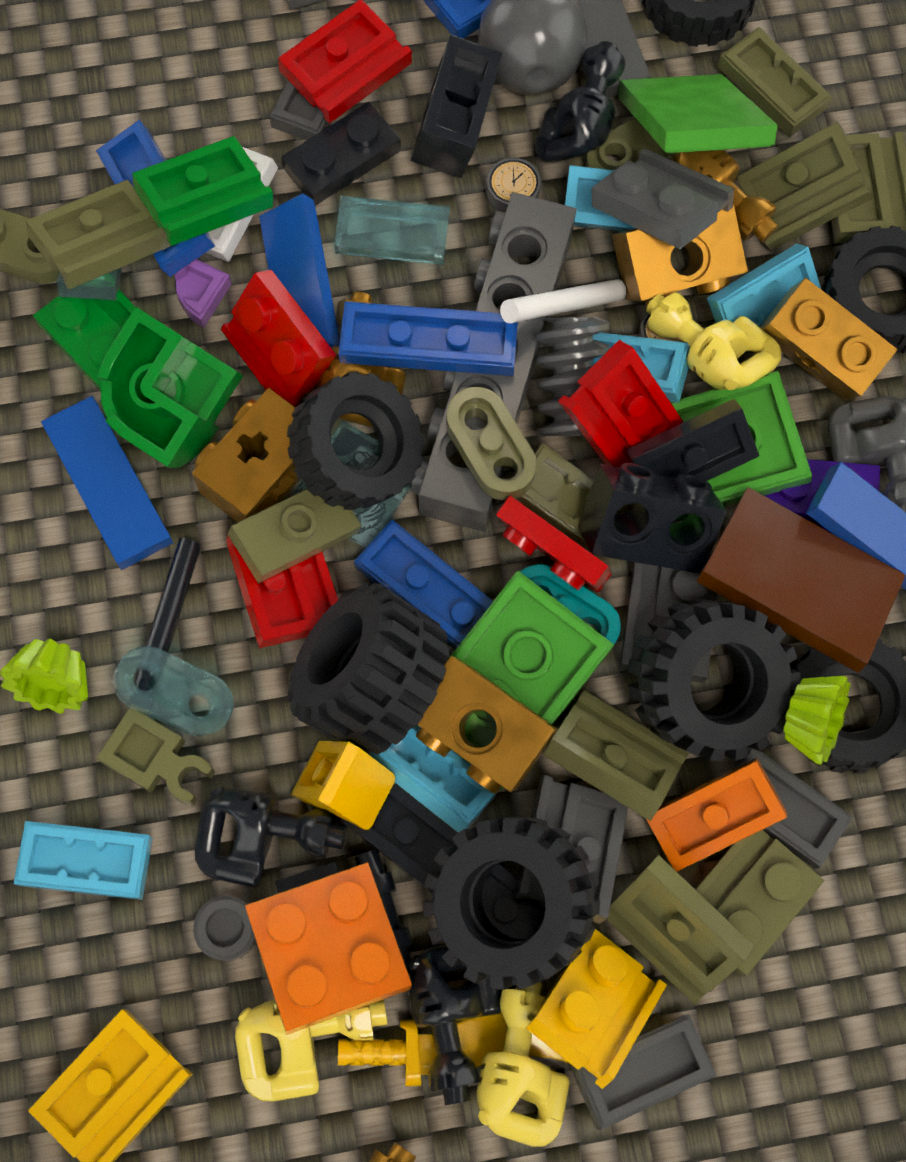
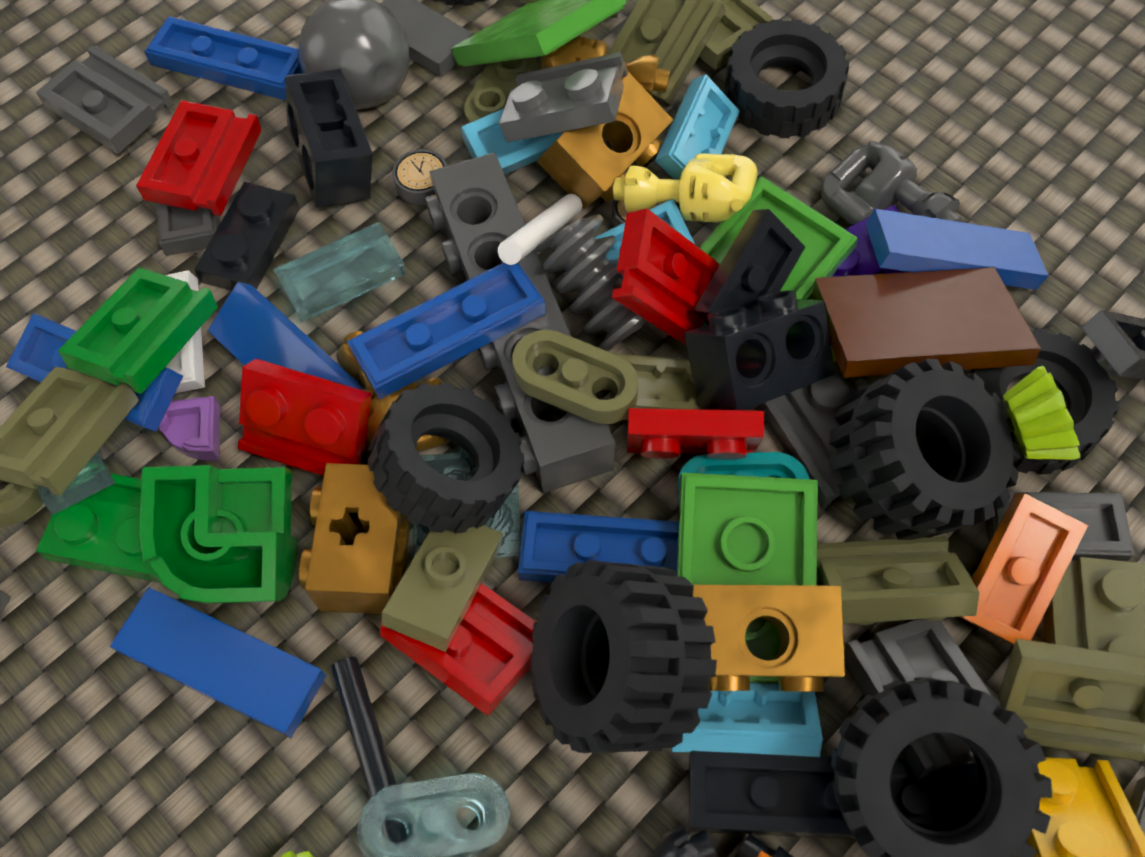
camera: 30 degrees left, 10 degrees down
(344, 782) = (670, 787): yellow slope -> none
(585, 112) = (441, 86): black piece -> none
(828, 340) = (781, 130): pearl gold brick -> none

